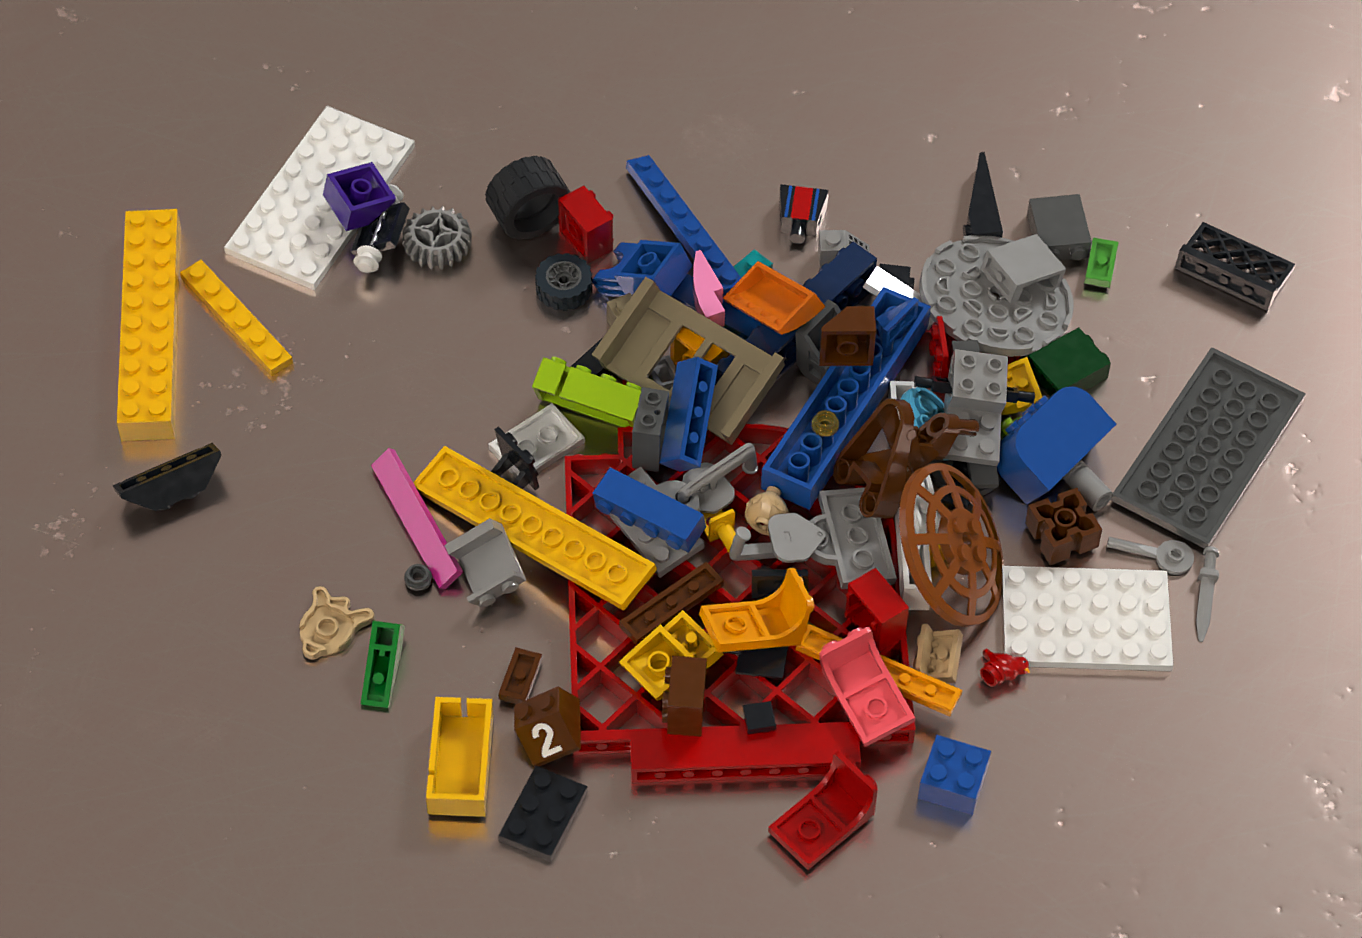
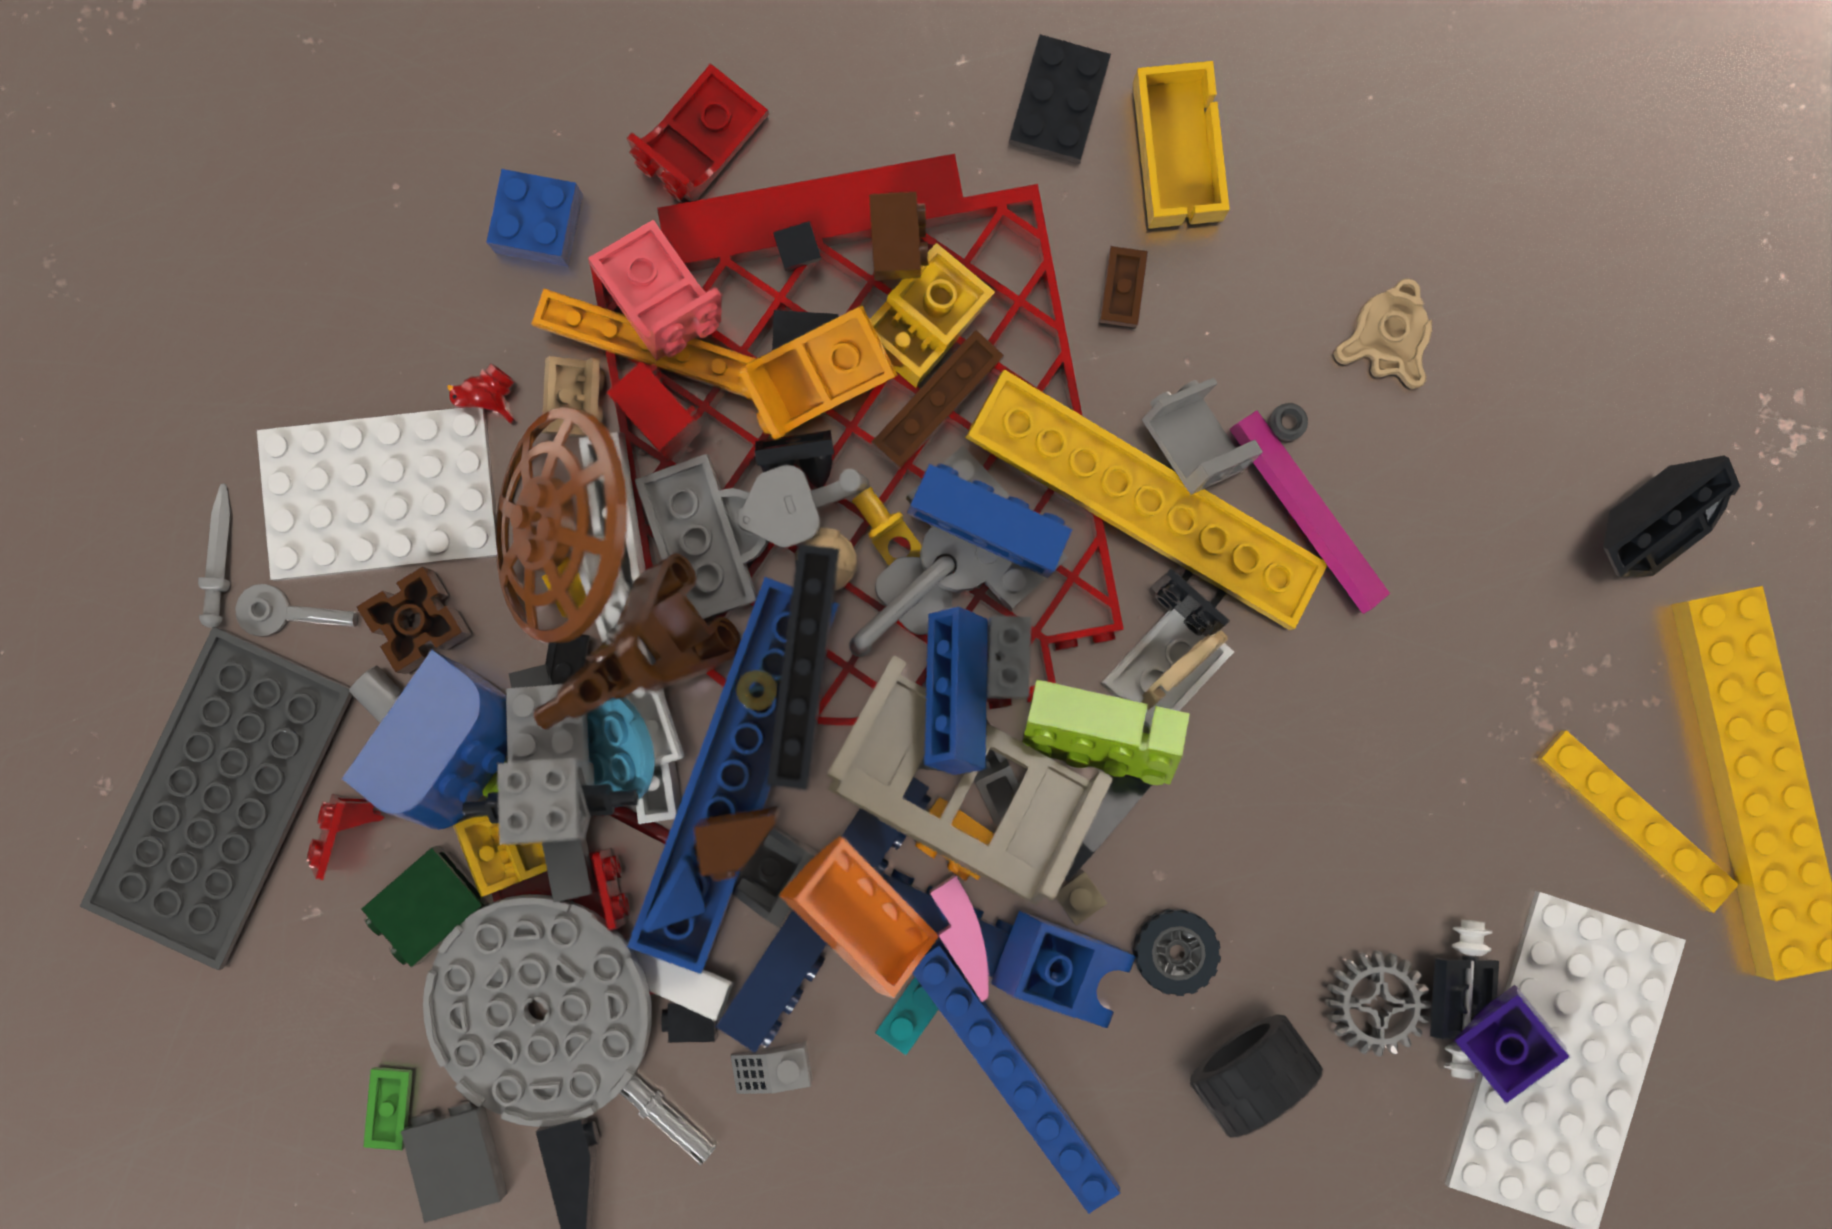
camera: 170 degrees right, 30 degrees up
(382, 663) = (1309, 280): green slope -> none
(528, 421) = (1183, 667): none -> tan tile
(548, 725) = (1072, 203): reddish brown slope -> none
(586, 224) = (1161, 1050): red container -> none
(790, 425) = (803, 667): none -> black brick
(801, 211) = (844, 1135): black torso -> none
(925, 242) = (667, 1119): none -> light grey pin
(1021, 264) = (497, 1056): light grey panel -> none
(1128, 409) = (333, 817): none -> red plate
(1229, 275) = (192, 1105): black fence -> none

